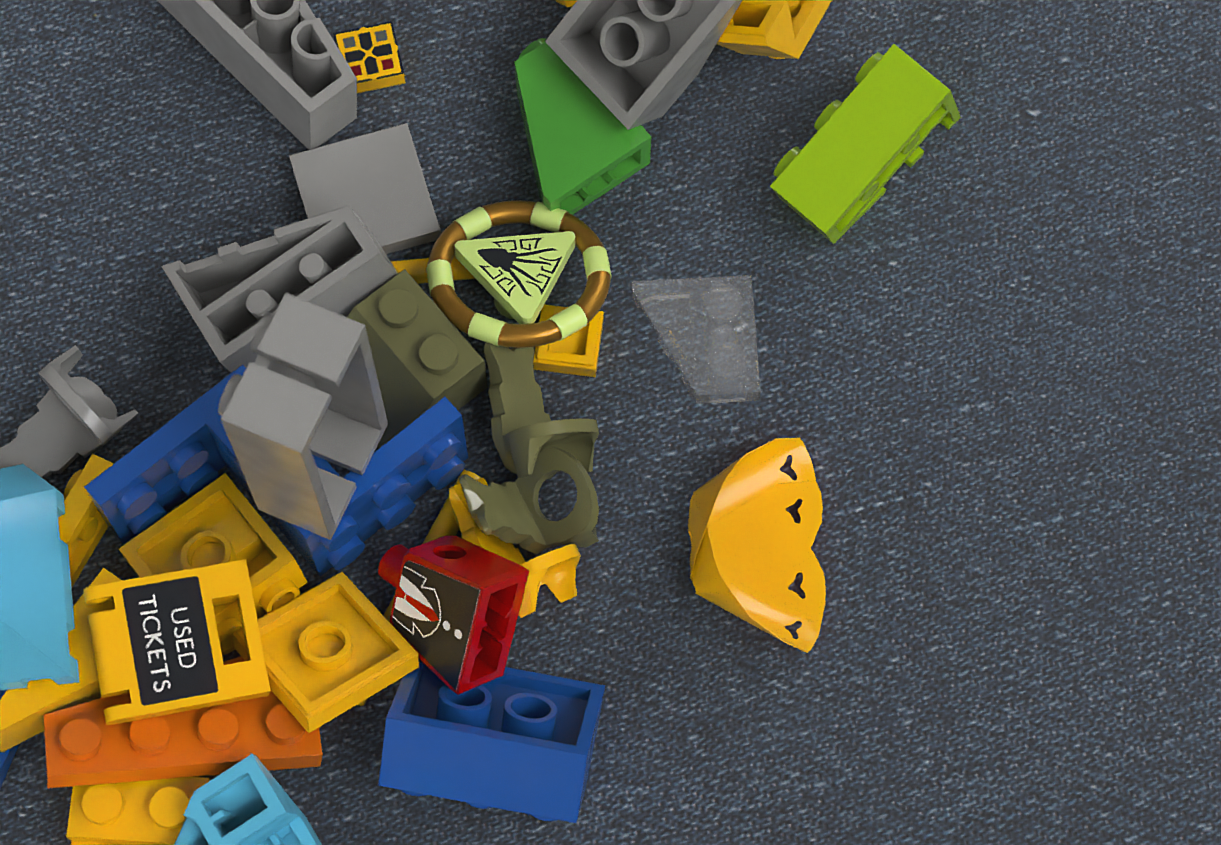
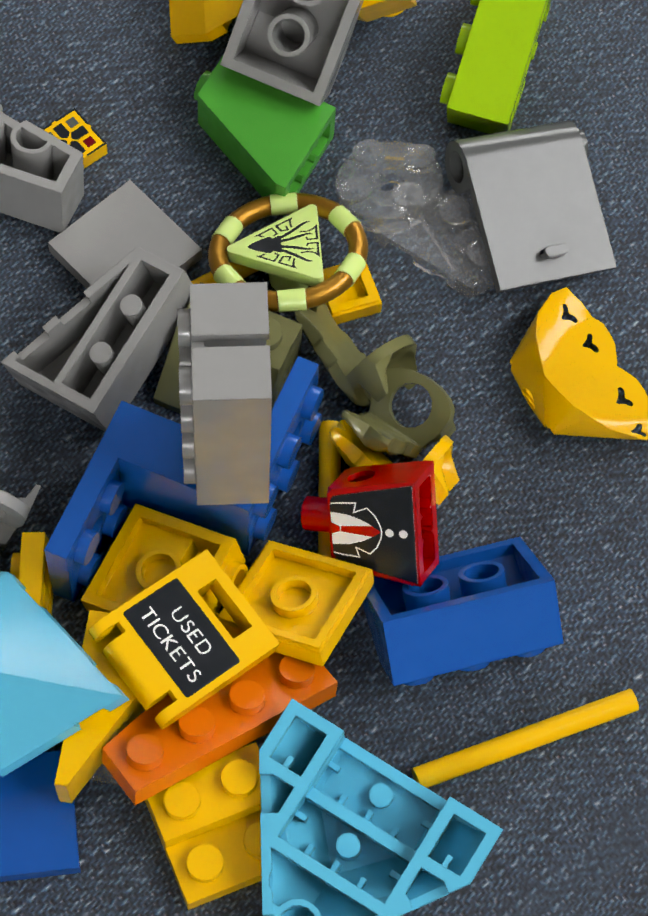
camera: 30 degrees left, 5 degrees down
(664, 216) = (382, 163): none -> clear plate
(814, 322) = (533, 197): none -> door

